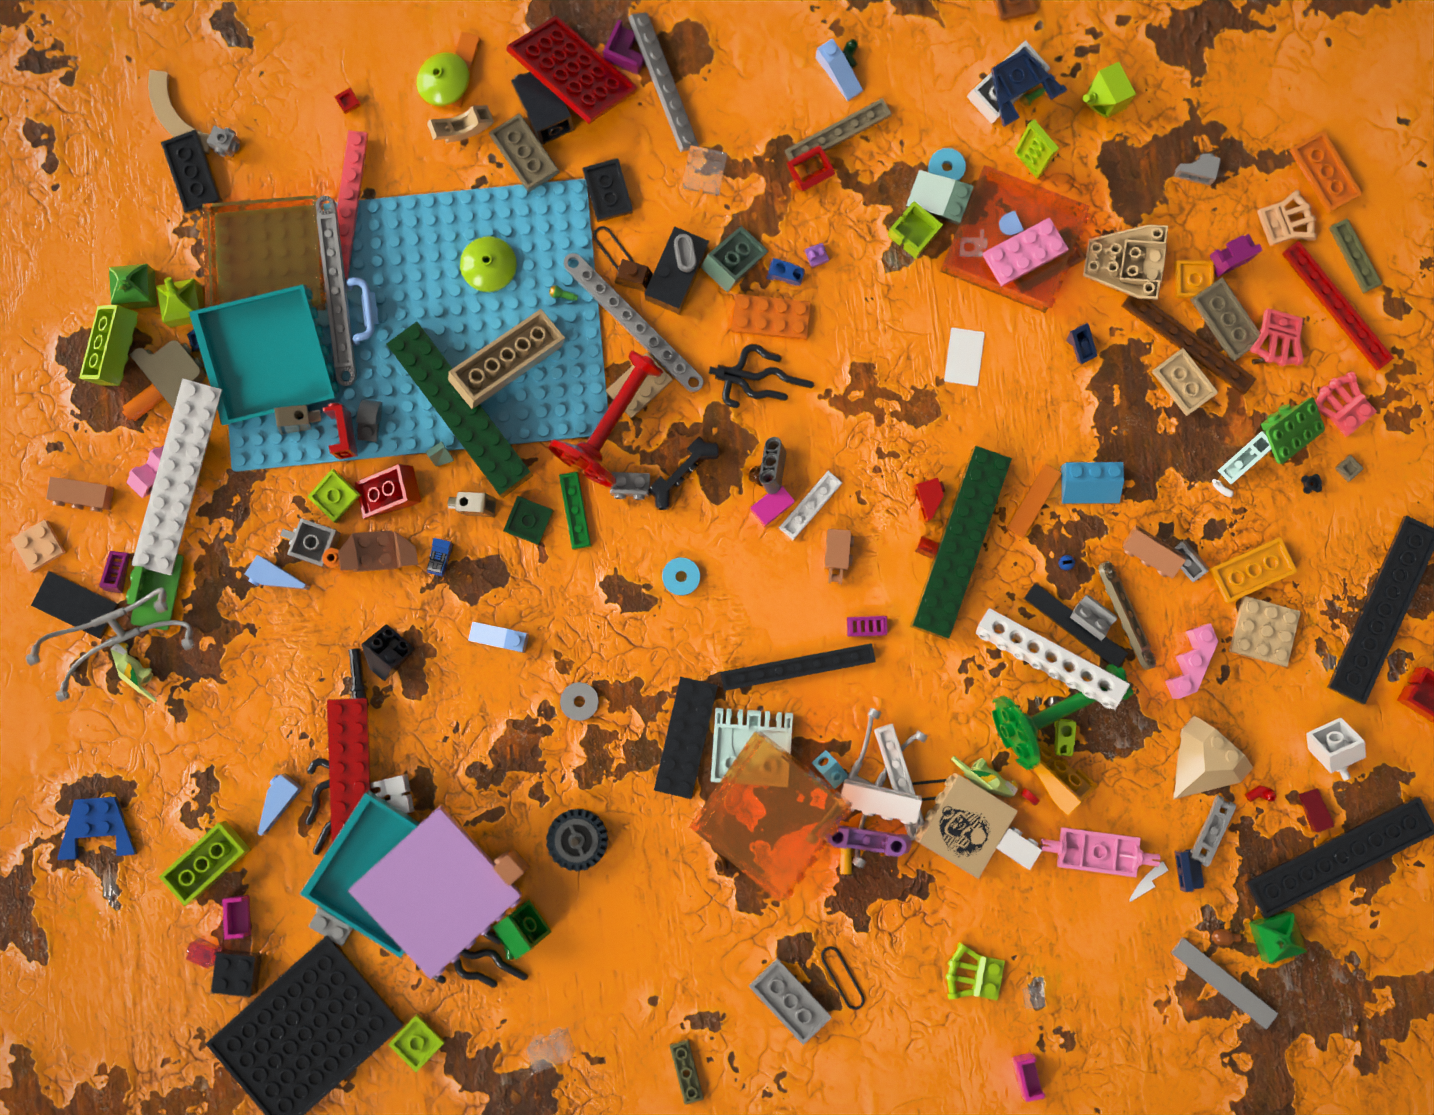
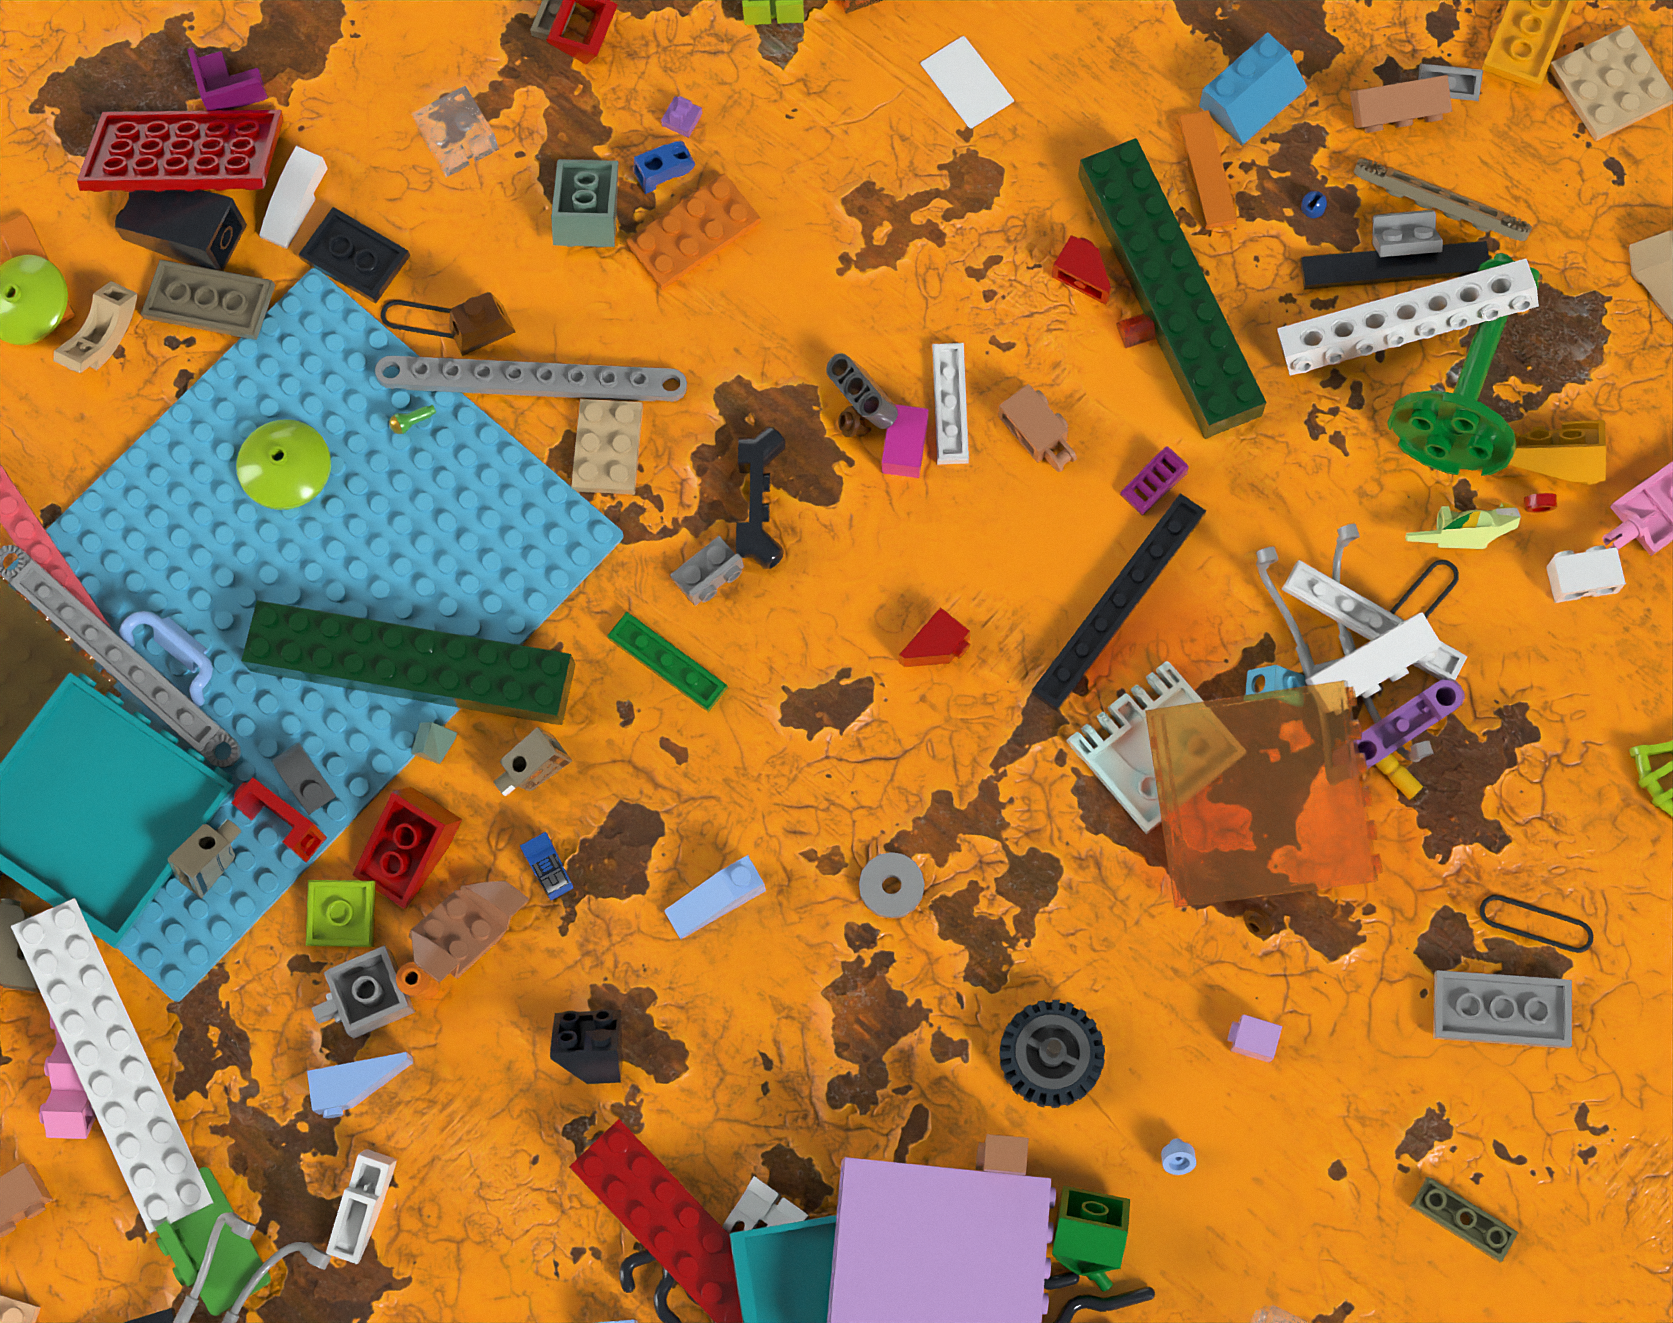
camera: 35 degrees left, 10 degrees down
(121, 573) = (144, 1287): magenta slope -> none
(231, 632) = (361, 1205): none -> white slope
(358, 688) = (592, 1122): black pin -> none
(506, 358) = (414, 546): tan brick -> none
(528, 520) = (619, 725): dark green tile -> none
(588, 455) = (626, 574): red piece -> none
(590, 933) = (1178, 1157): none -> light blue tile
(604, 136) = (292, 197): none -> white slope
(663, 81) = (307, 77): light grey plate -> none
(669, 284) = (528, 273): black brick -> none
(670, 913) = (1254, 1038): none -> lavender brick
(675, 566) = (870, 605): medium azure tile -> none
(685, 253) = (521, 238): light grey tile -> none
(685, 737) = (1065, 810): black plate -> none
(699, 611) = (936, 642): none -> red slope
(733, 374) = (718, 331): black plant -> none
(965, 825) = (1499, 600): tan panel -> none
(1064, 737) = (1511, 399): lime leg -> none
(1194, 662) = (1571, 184): bright pink brick -> none

